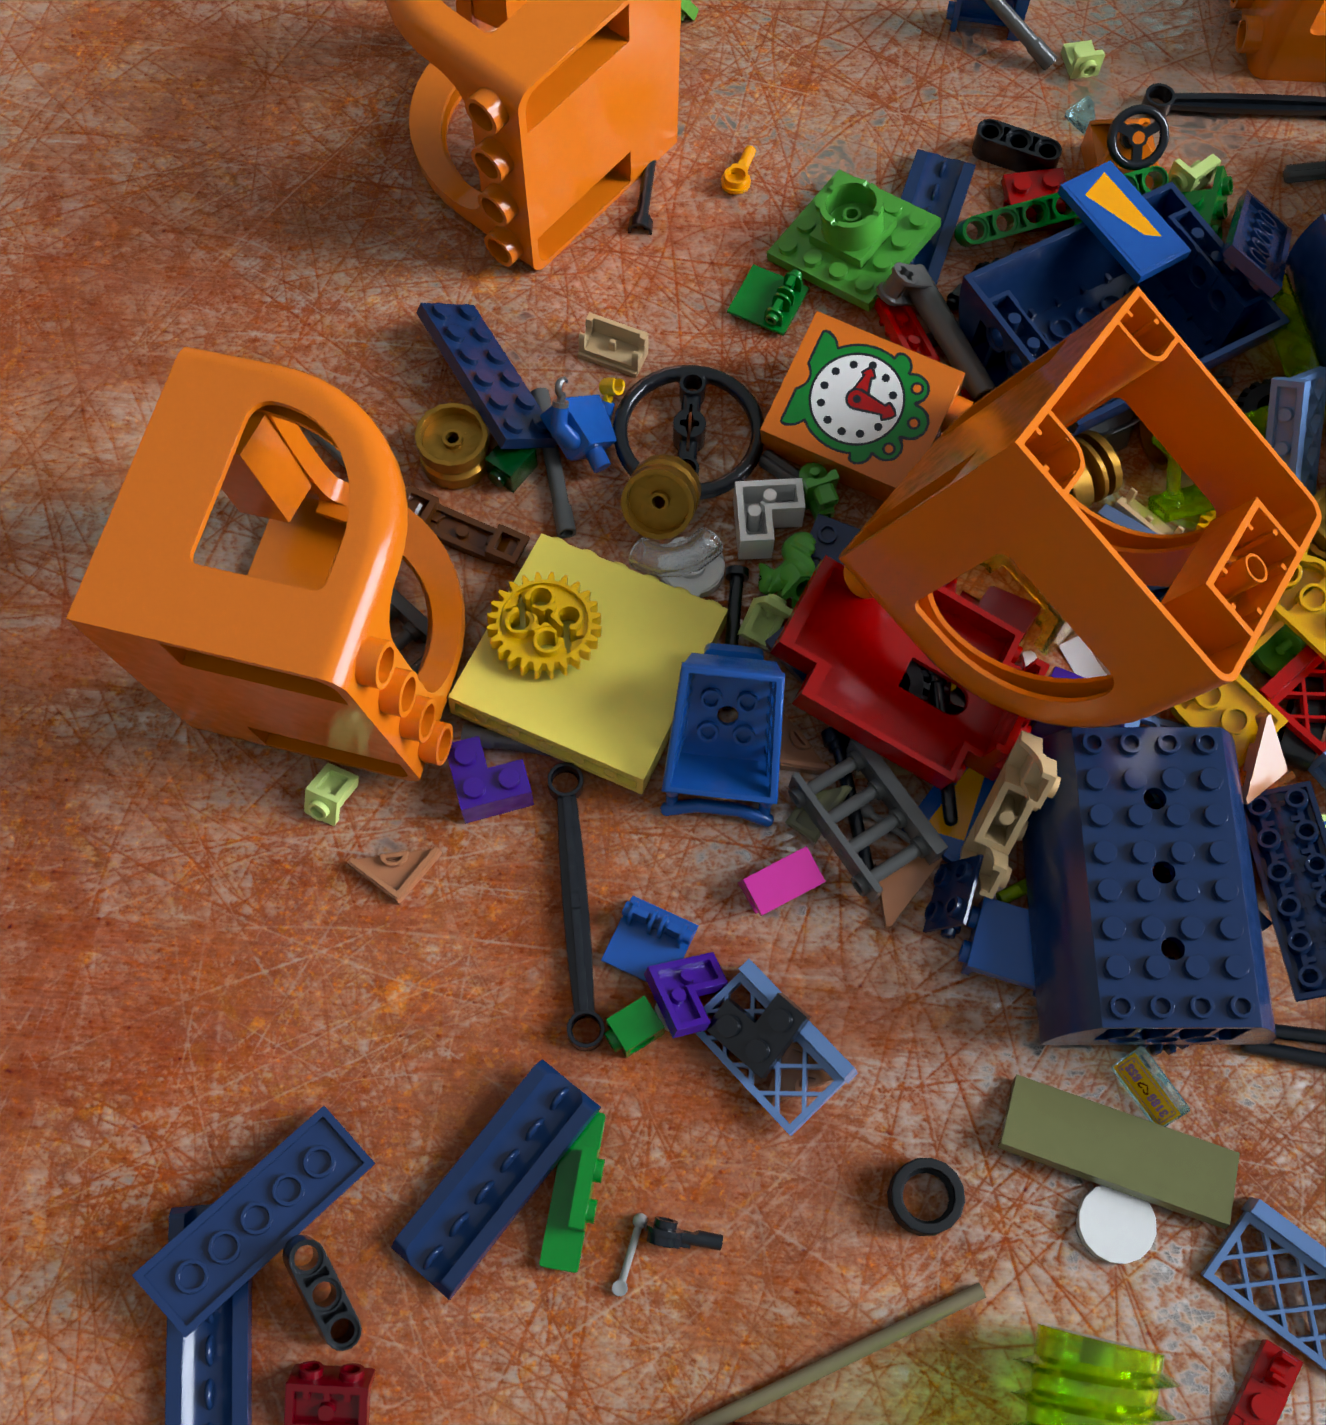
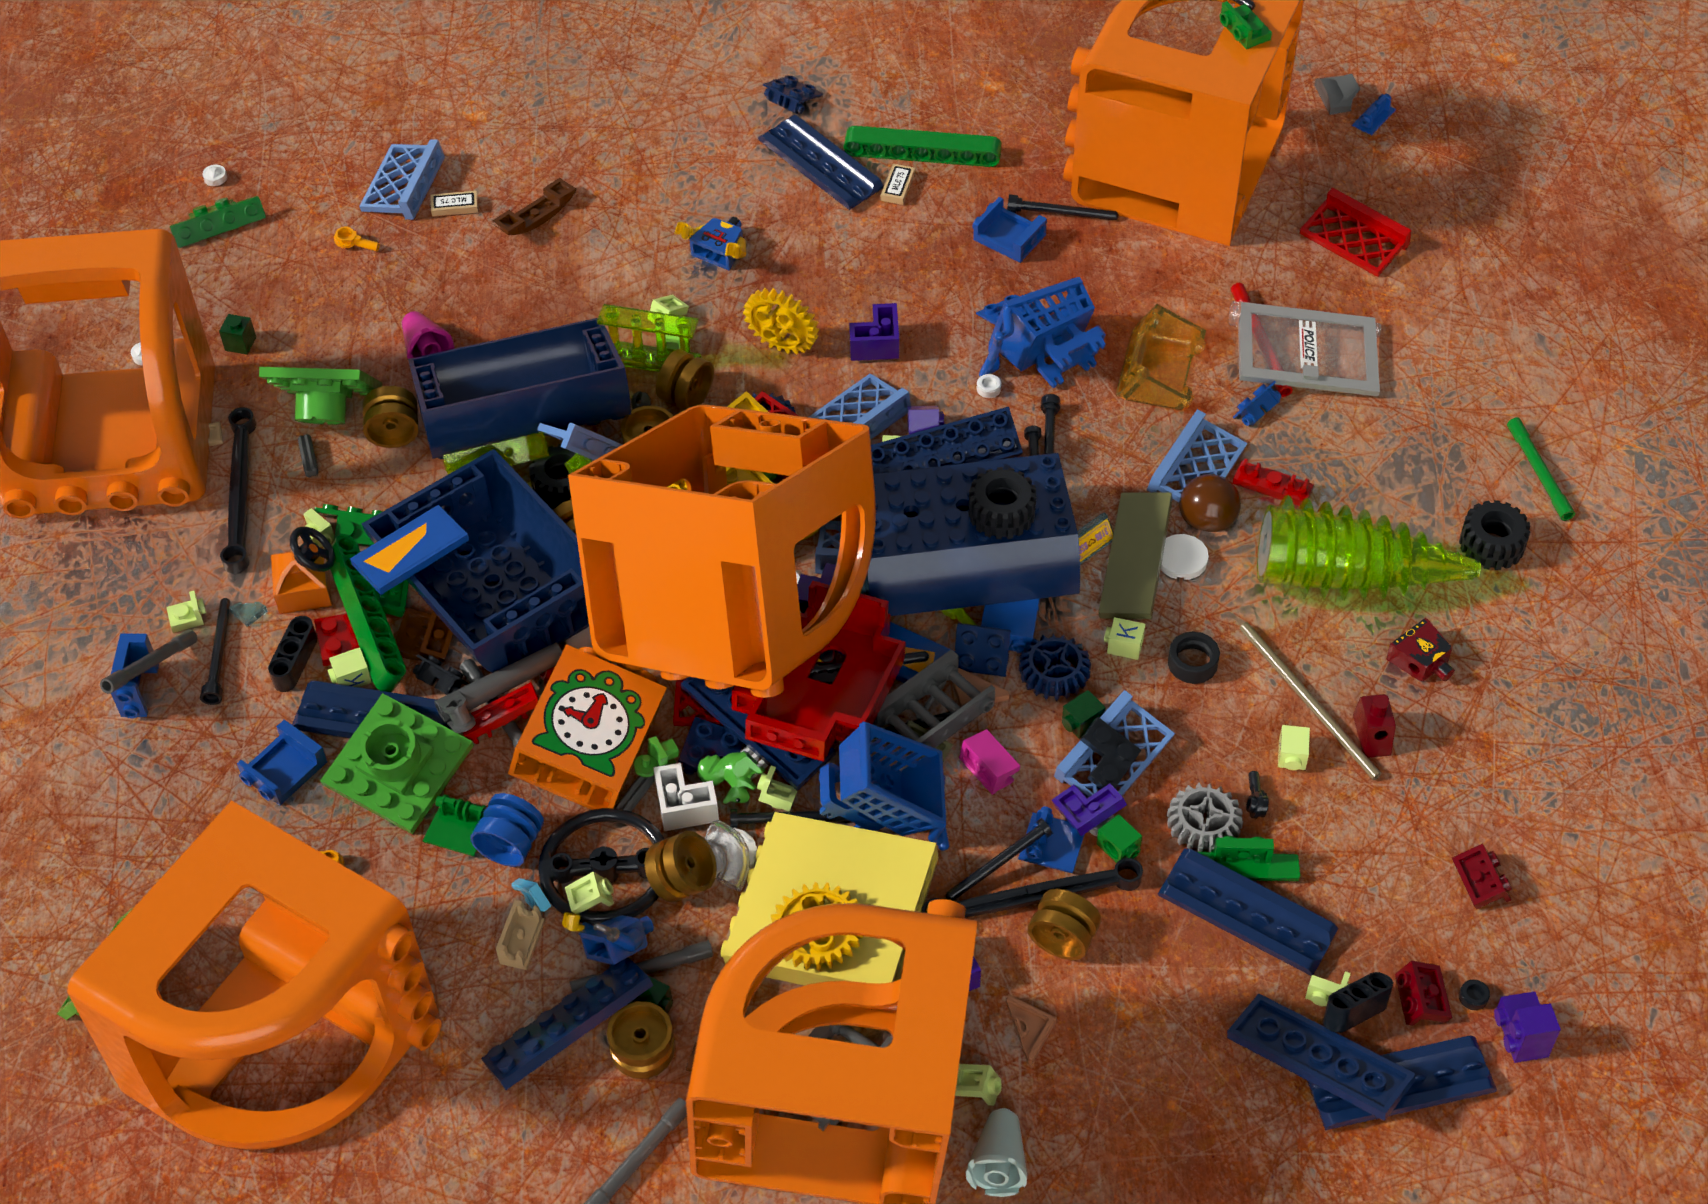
camera: 95 degrees left, 15 degrees down
(229, 798) = (999, 1156): none -> light aqua cone
(355, 1255) = (1320, 989): none -> yellowish green bracket
(507, 923) = (1064, 924): none -> pearl gold wheel
(620, 1286) = (1298, 831): light grey hinge -> none
(641, 405) = (589, 892): none -> yellowish green bracket
(649, 918) = (999, 860): none -> black bar
(662, 356) = (532, 893): none -> medium azure tile
(668, 1158) = (1187, 815): none -> light grey gear
(737, 329) = (507, 829): none -> blue wheel
(750, 1309) = (1293, 747): none -> yellowish green brick
(841, 1016) = (1081, 712): none -> dark green brick
(867, 140) = (283, 764): none -> blue panel
(915, 984) = (1058, 675): none -> dark blue gear
(966, 1102) = (1125, 638): none -> yellowish green brick
(973, 80) = (212, 692): none -> black piece
(987, 195) = (349, 669): none -> yellowish green brick
(1019, 788) = (923, 604): tan bracket -> none
(1169, 891) = (1006, 487): none -> black tyre
(1216, 1290) = (1210, 503): none -> reddish brown piece
(1257, 245) = (411, 474): dark blue plate -> none

